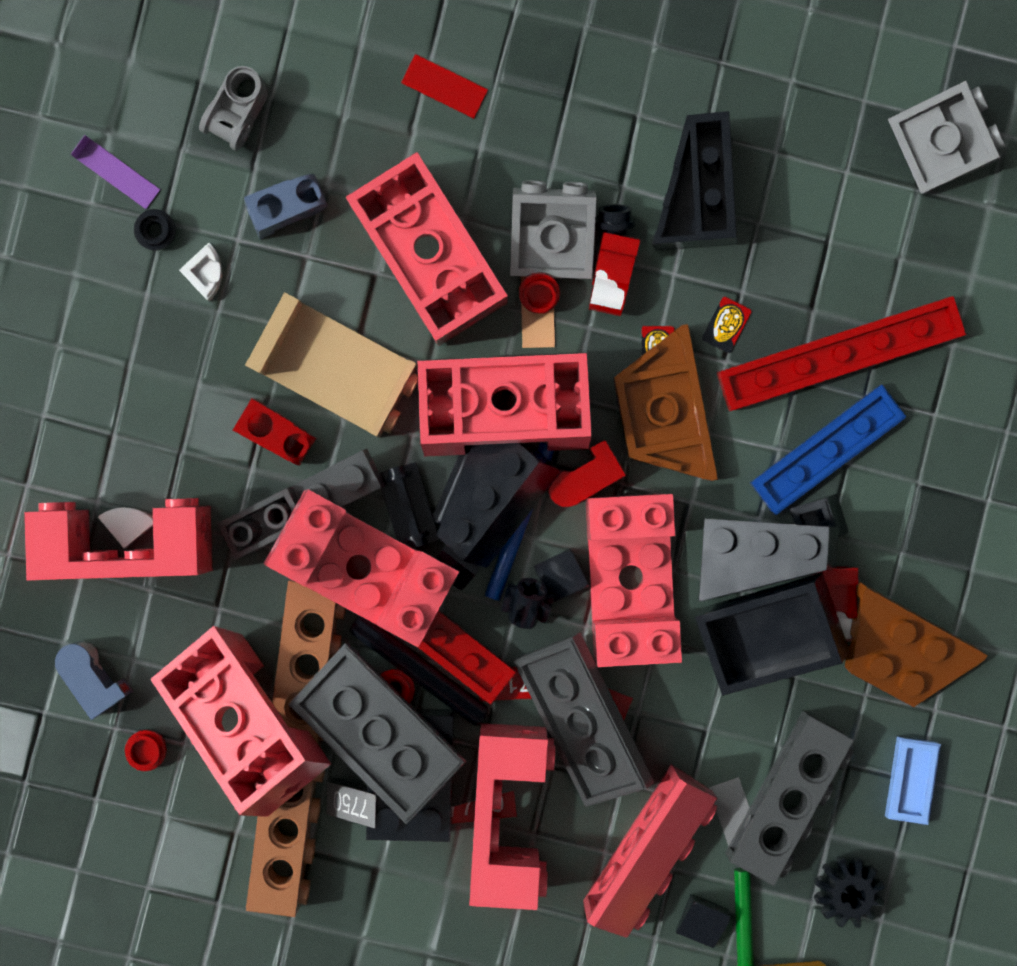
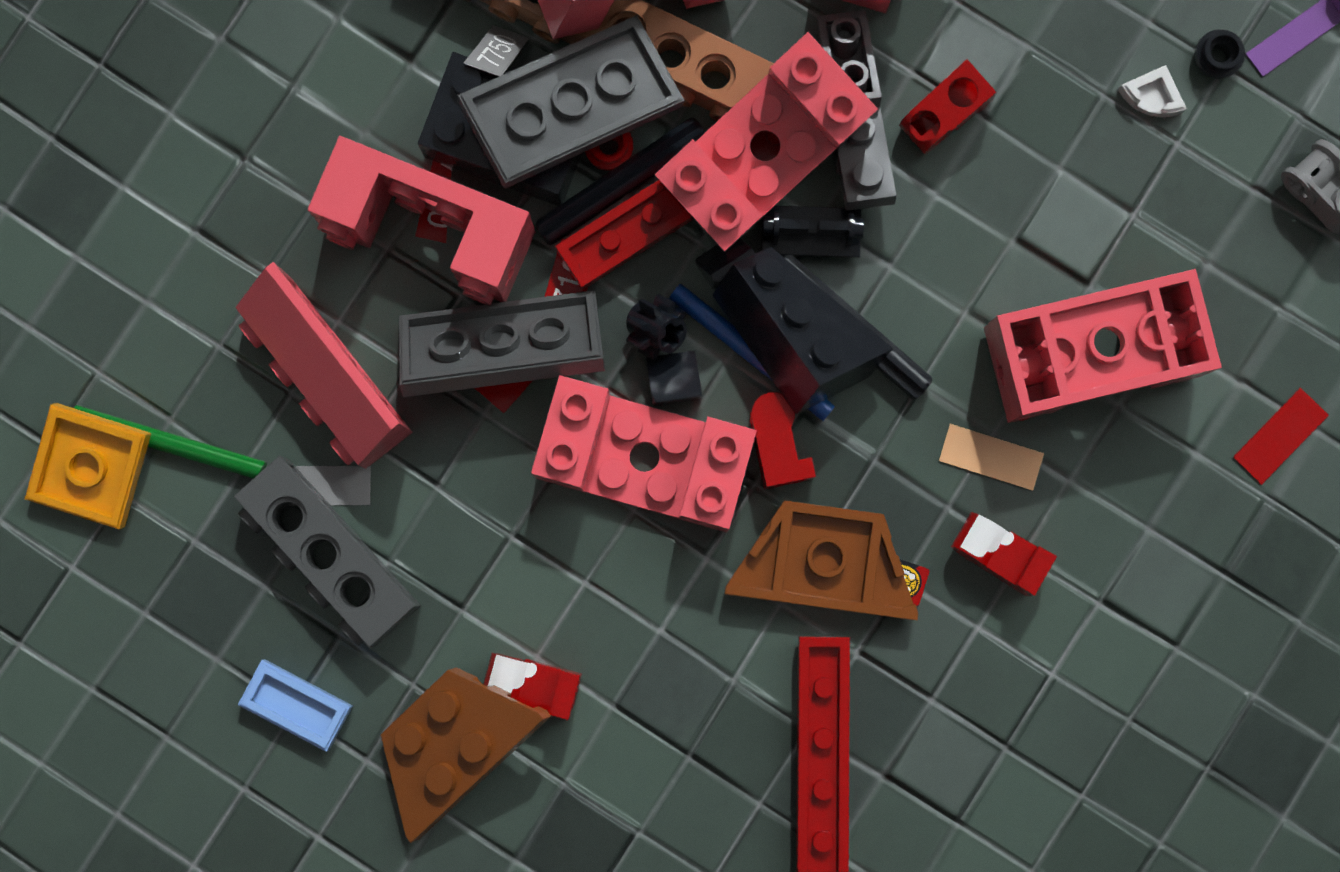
camera: 105 degrees right, 5 degrees down
(284, 204) = (1203, 206): sand blue leg -> none
(333, 366) = (1001, 199): tan panel -> none
(539, 292) = (1008, 461): red plate -> none
(548, 408) = (886, 425): coral plate -> none
(553, 230) = (1076, 500): light grey plate -> none
(615, 219) = (1066, 577): black plate -> none
(701, 191) = (1069, 689): black wedge -> none
(703, 921) = (220, 406): black slope -> none
(726, 324) = (899, 668): sticker -> none
(759, 554) = (622, 611): wedge -> none
(772, 634) = (525, 592): black piece -> none
(821, 512) = (635, 699): black slope -> none
(828, 449) = (715, 738): blue tile -> none
(863, 898) = (186, 567): black gear -> none

